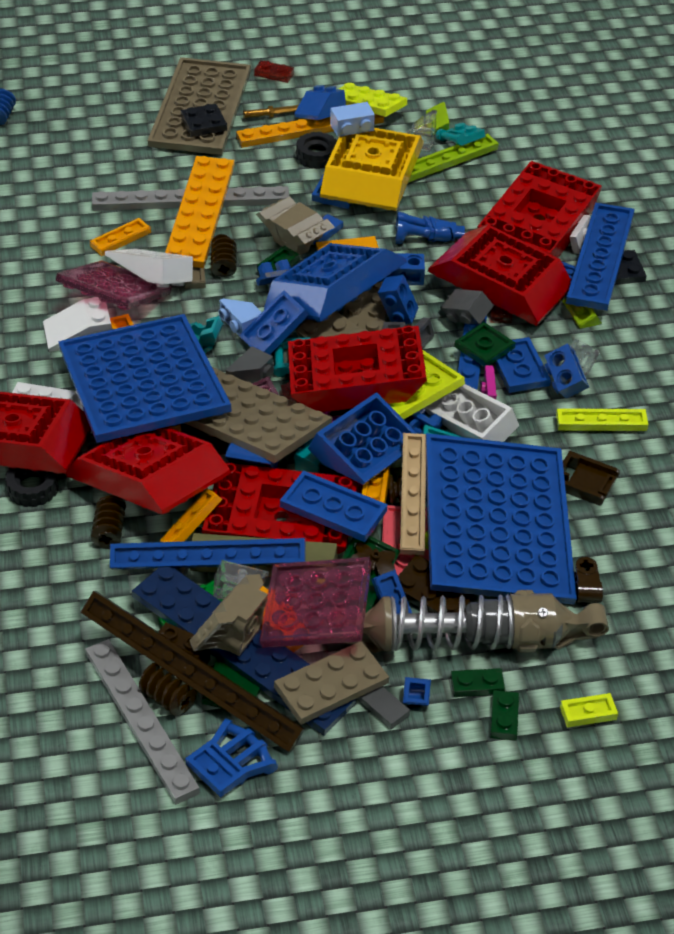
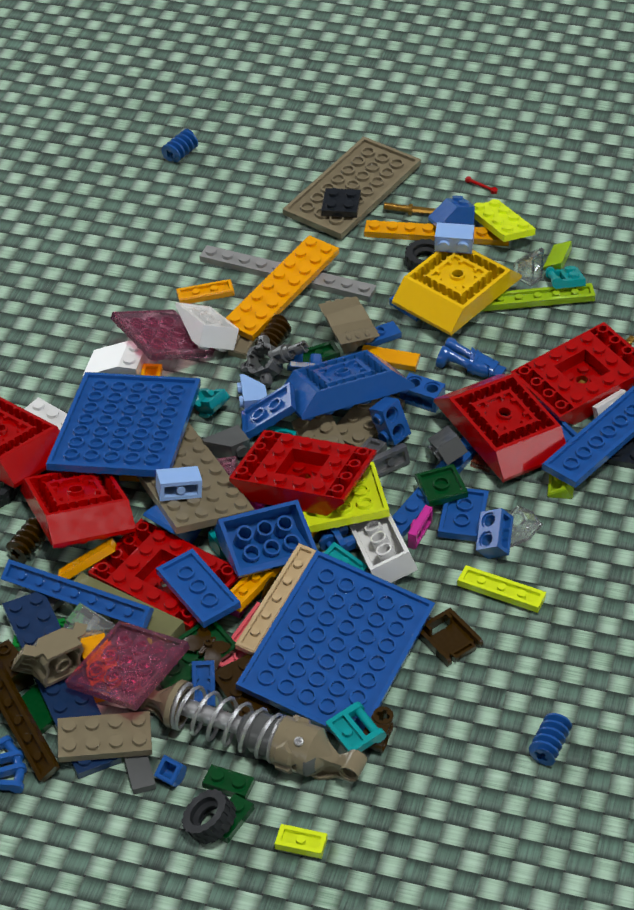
camera: 30 degrees right, 0 degrees up
(248, 412) = (178, 483): none -> light blue brick
(250, 270) = (278, 357): none -> dark grey piece
(274, 71) = (441, 170): clear red plate -> none
(335, 77) = (493, 190): none -> red hinge
(504, 732) = (217, 825): none -> black tyre
(571, 592) = (349, 733): none -> teal plate

